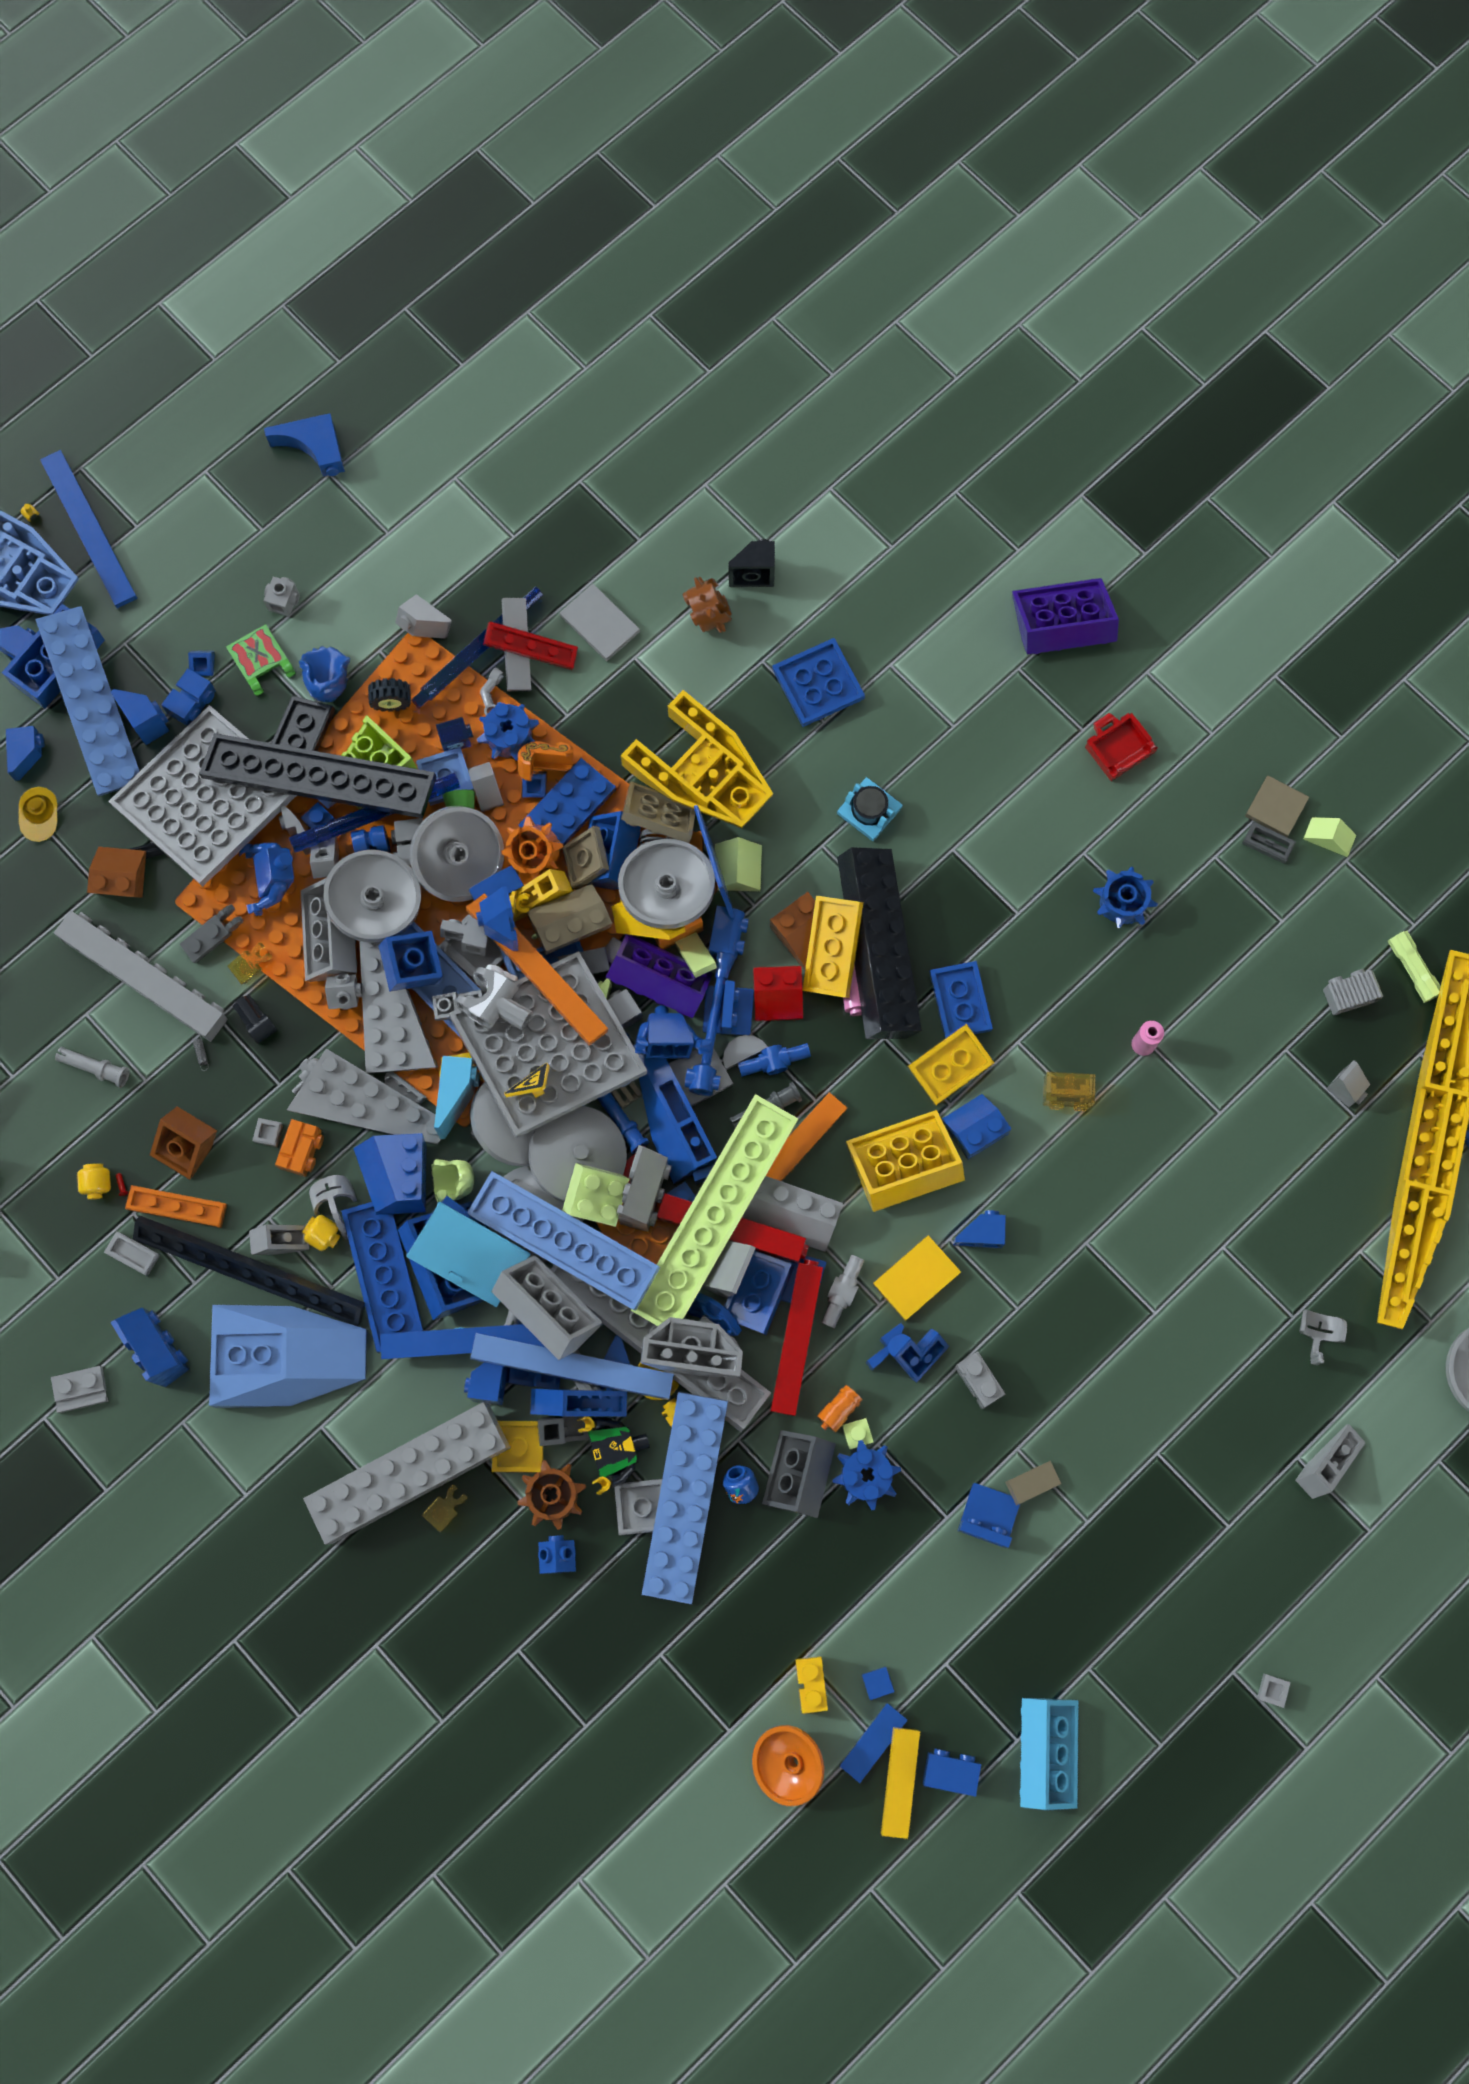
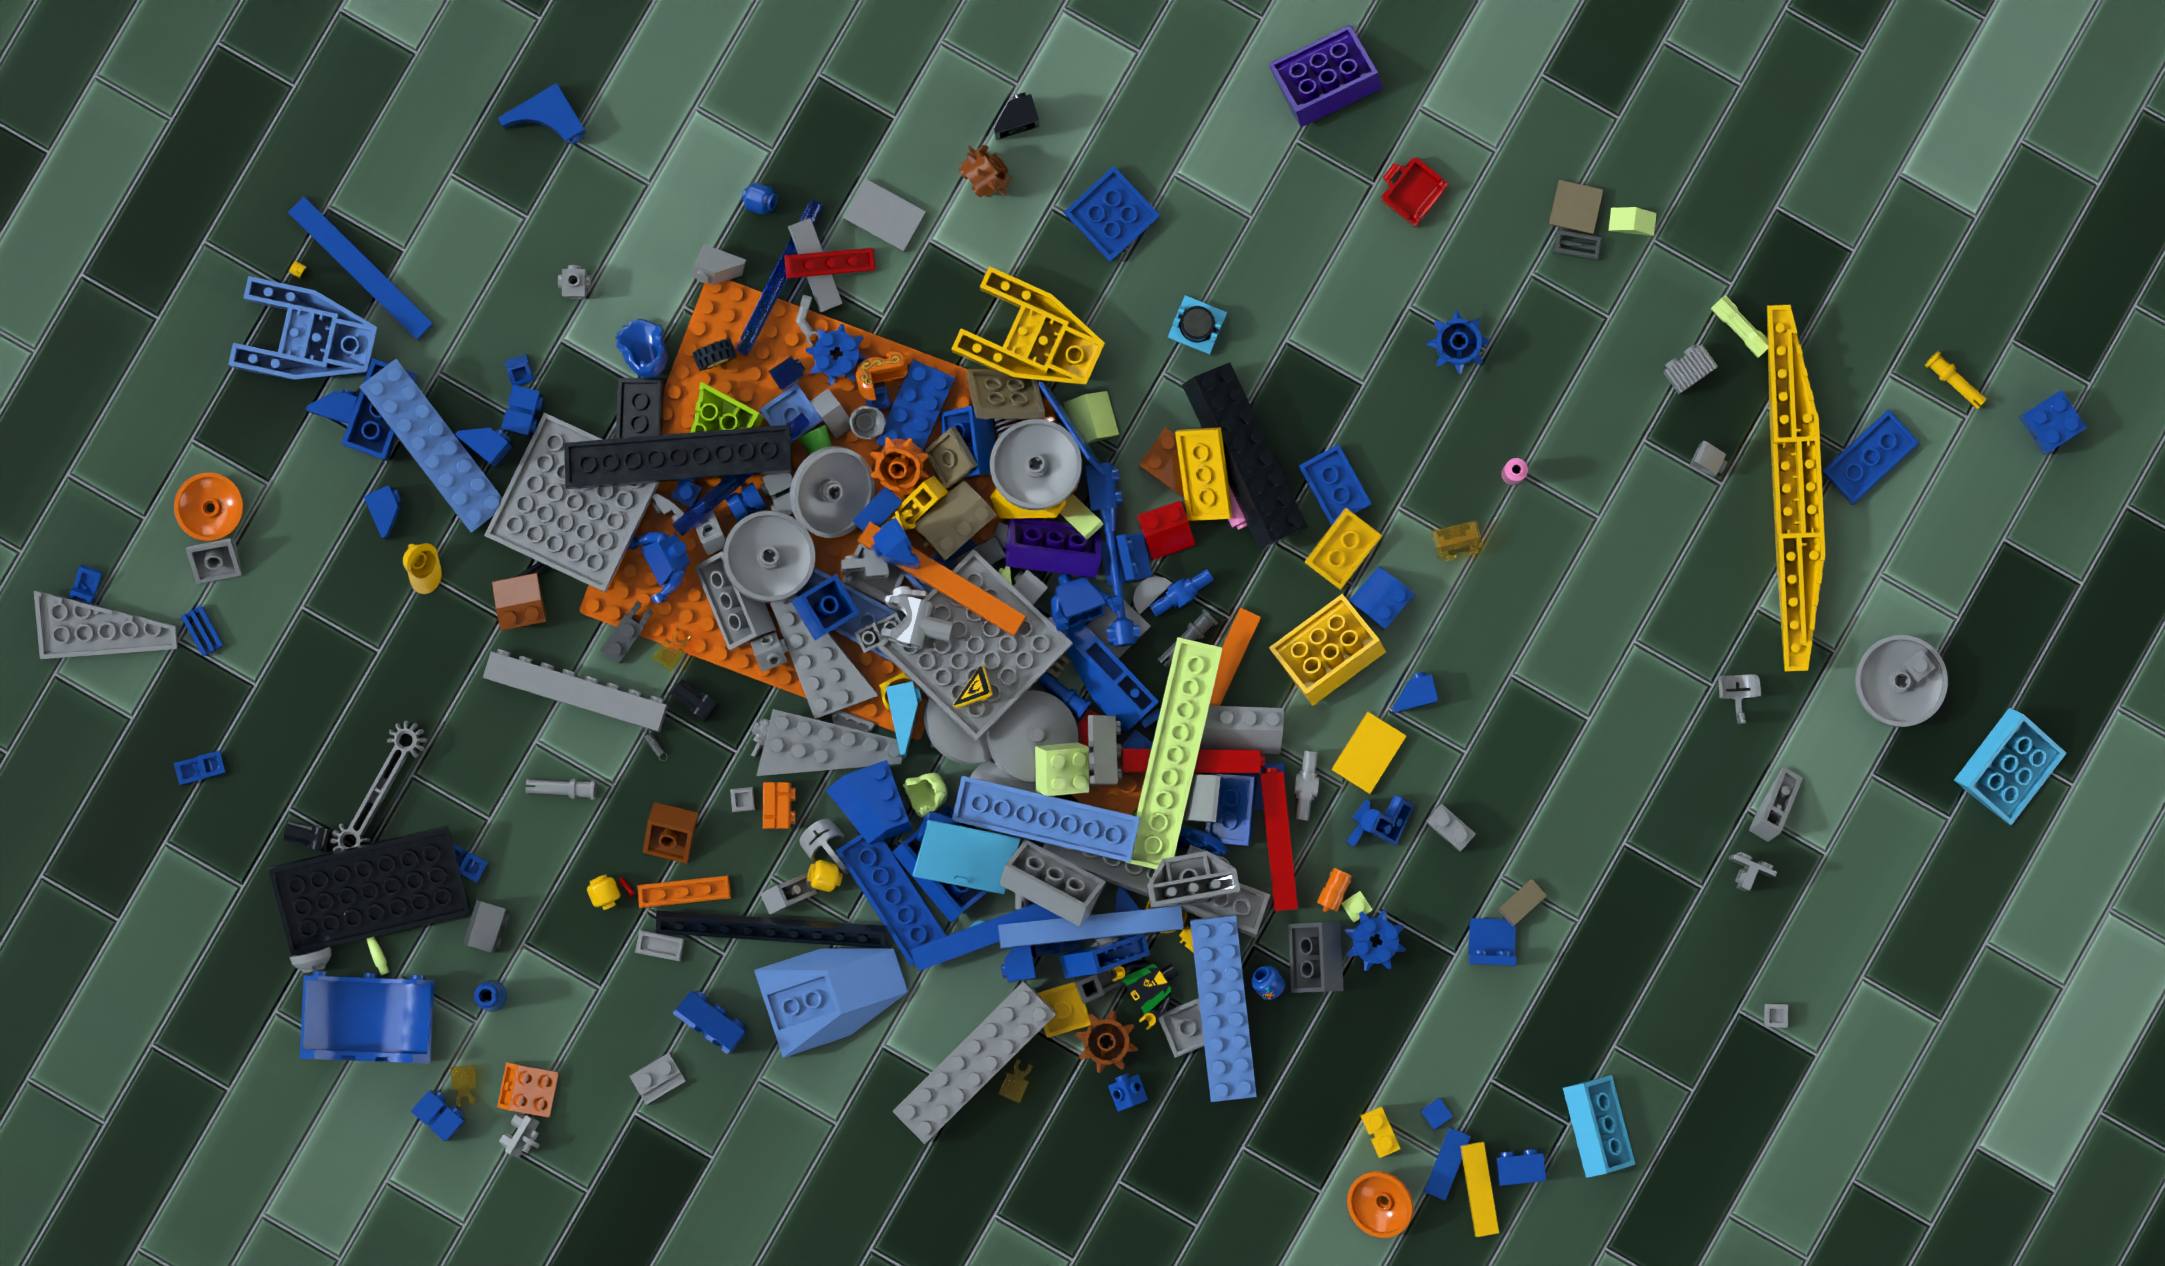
camera: 15 degrees left, 10 degrees up
(257, 655) = (570, 347): flag -> none
(485, 571) = (759, 198): none -> blue head
(515, 801) = (867, 422): none -> light grey hair
(1288, 1521) = (1747, 875): none -> light grey bracket

